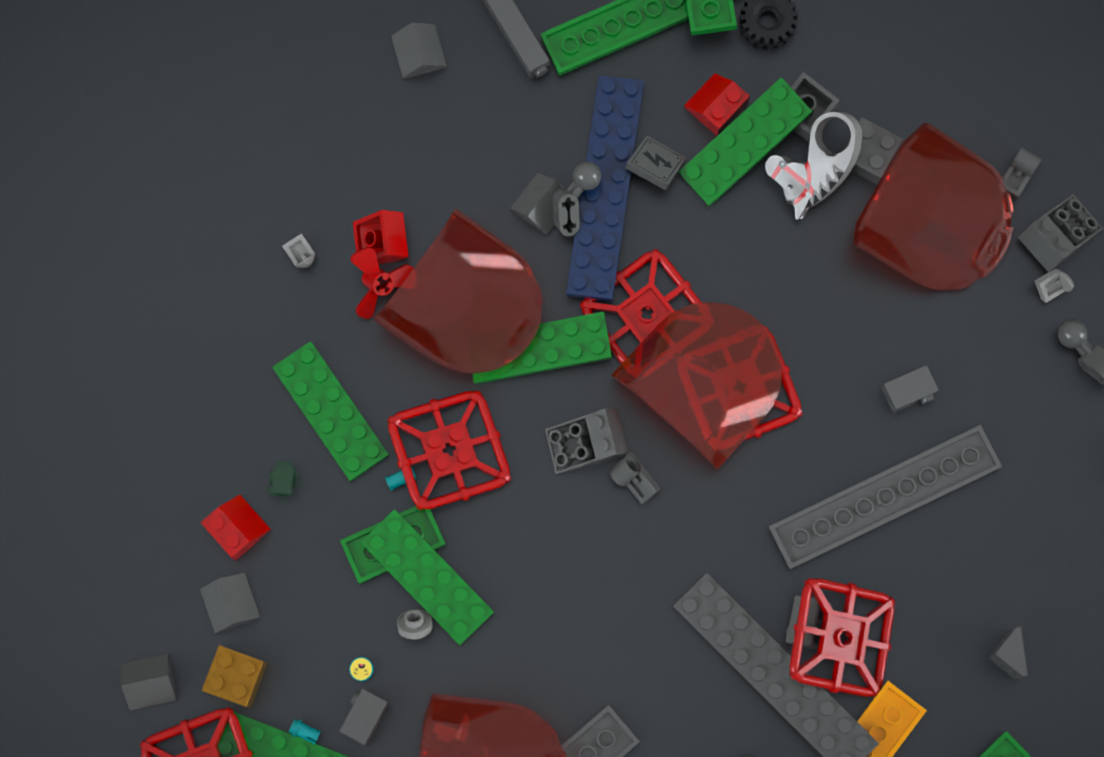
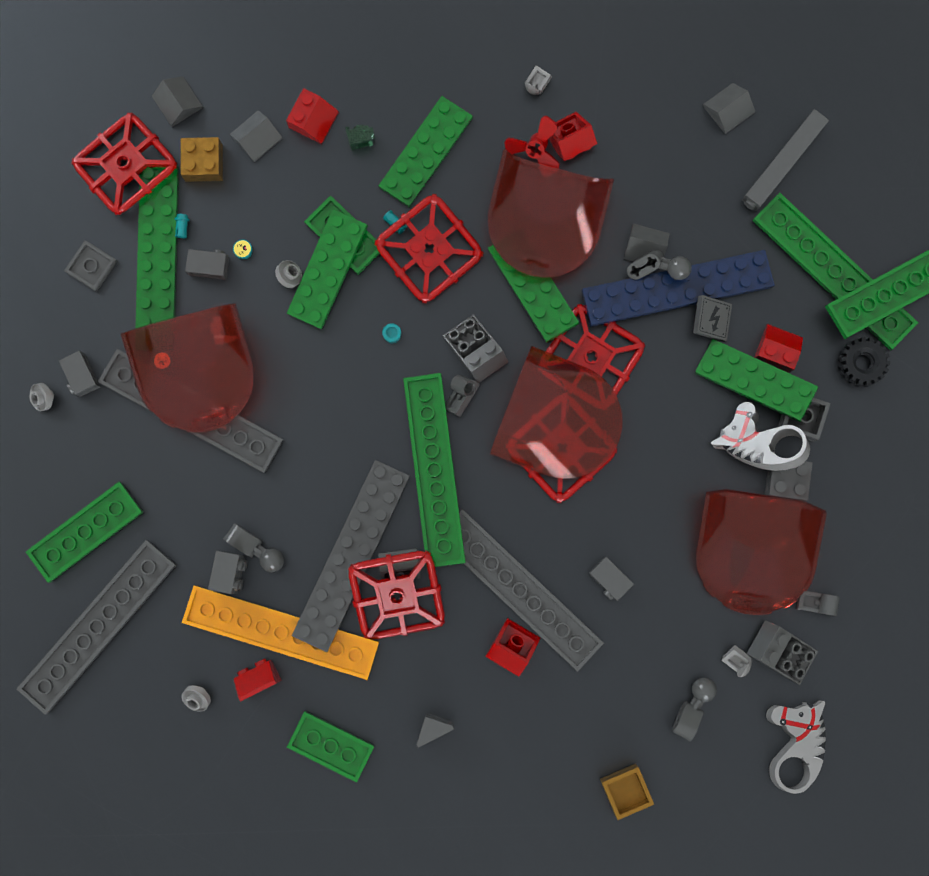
camera: 65 degrees right, 5 degrees up
(530, 531) = (391, 333): none -> teal tile
(710, 540) = (434, 469): none -> green plate
(948, 529) = (513, 647): none -> red slope

